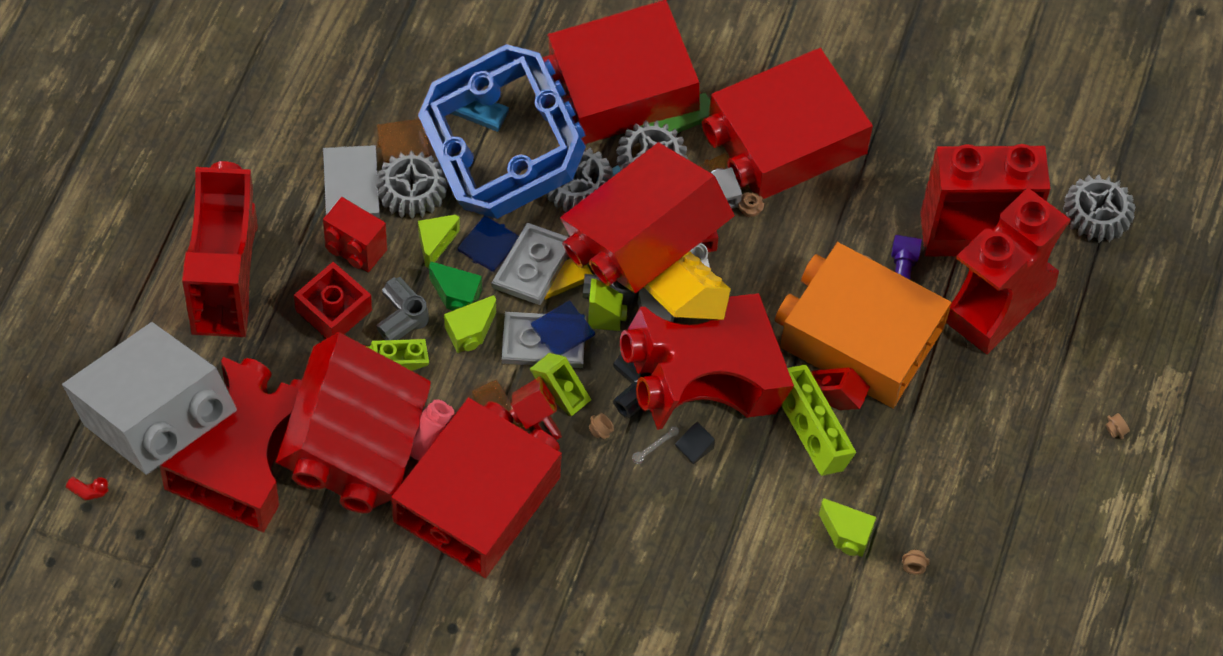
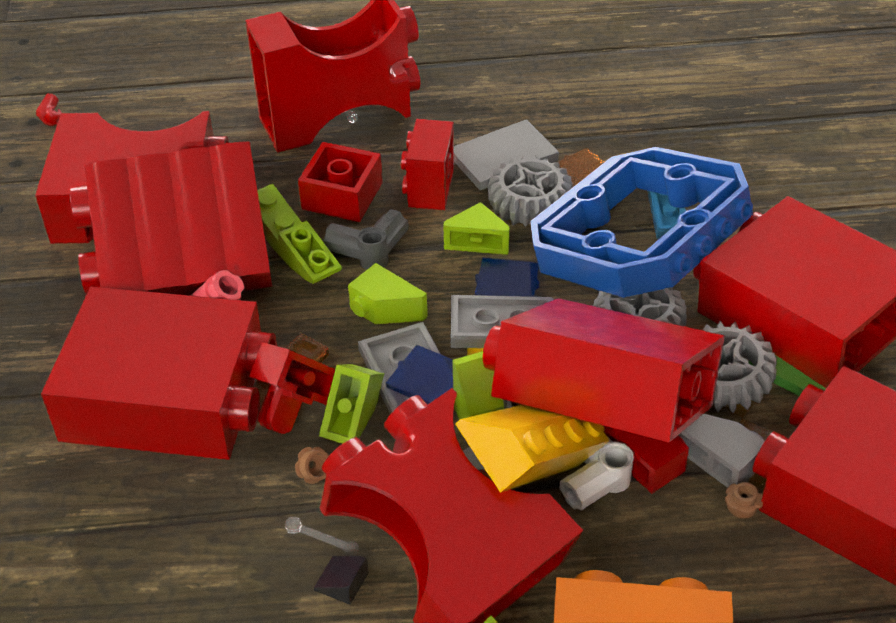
camera: 70 degrees right, 15 degrees down
(149, 397) = (130, 81): light grey brick -> none
(455, 286) = (424, 266): green slope -> none

